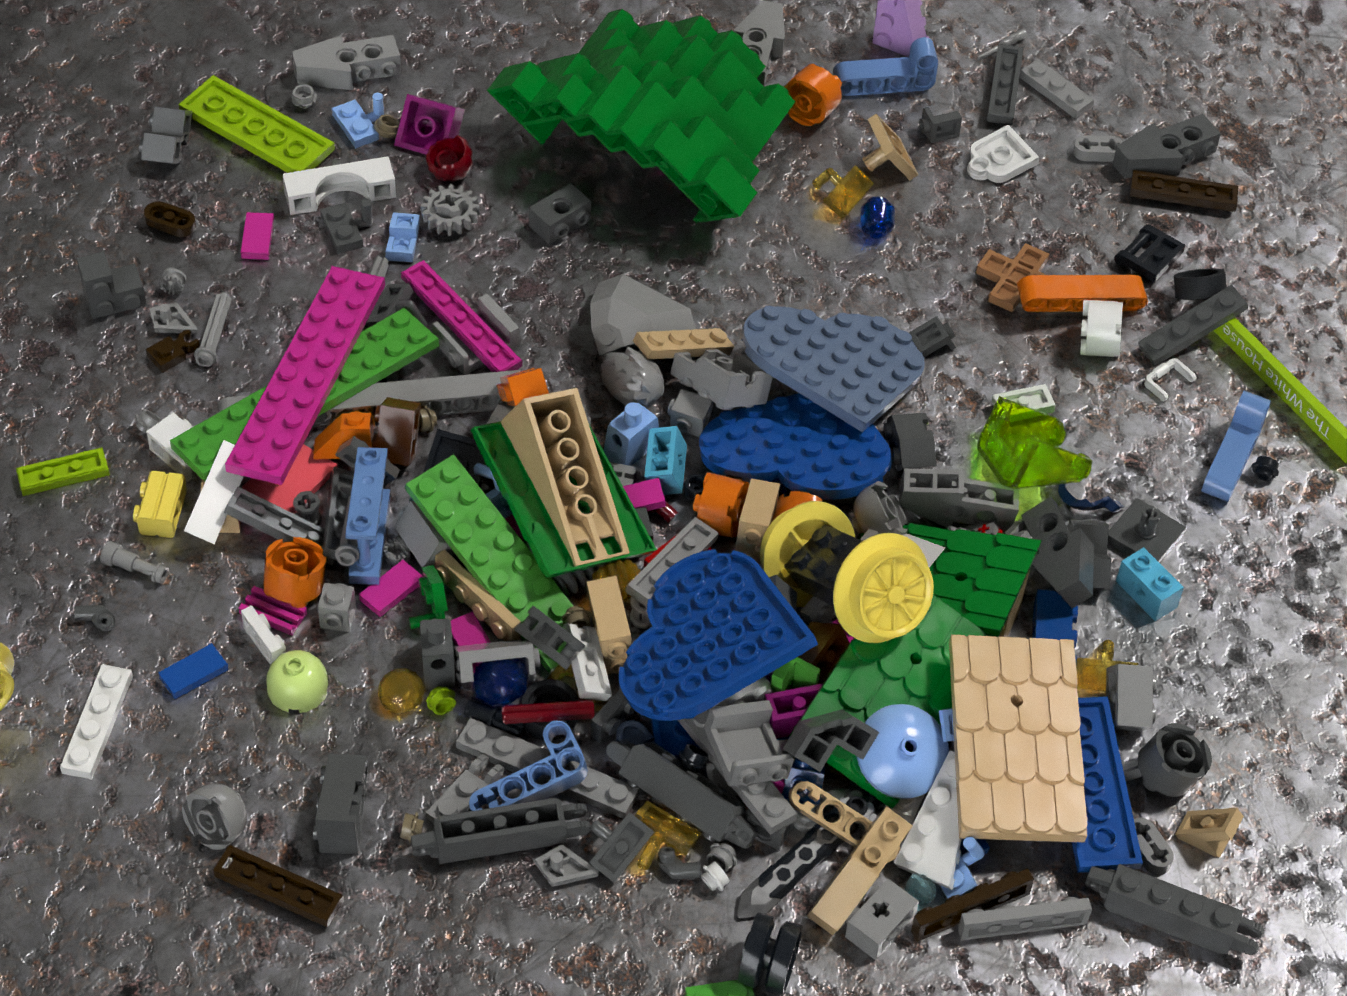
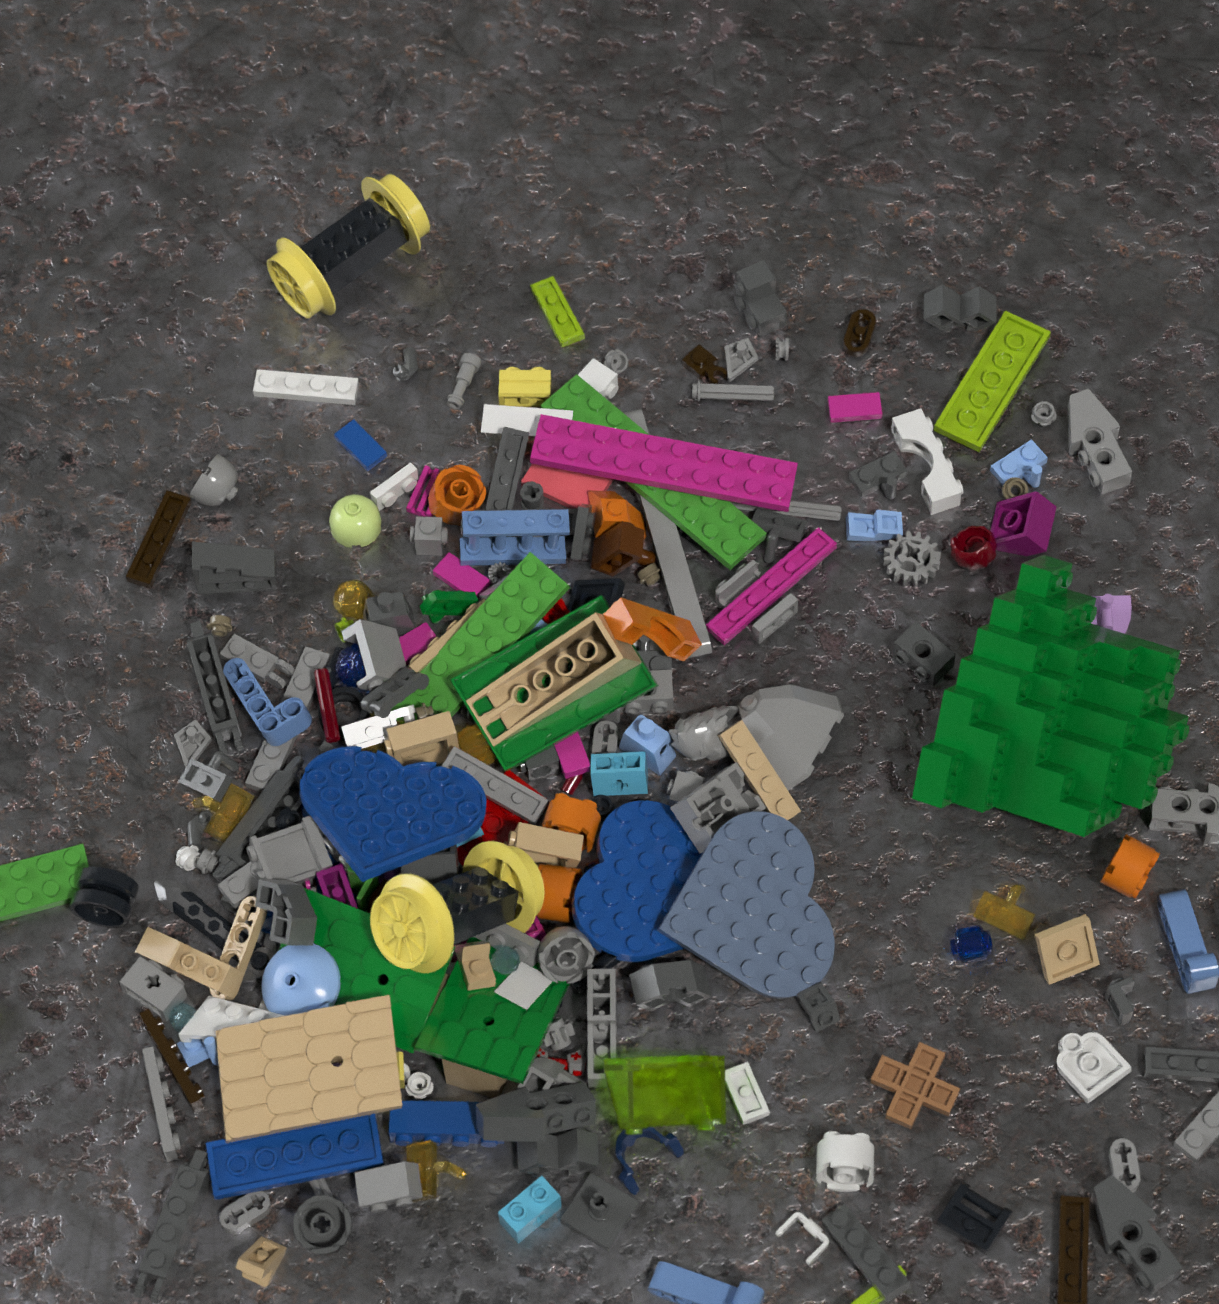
camera: 90 degrees right, 10 degrees up
(1067, 292) = (892, 1143): orange beam -> none
(1199, 283) = (935, 1252): black tyre -> none

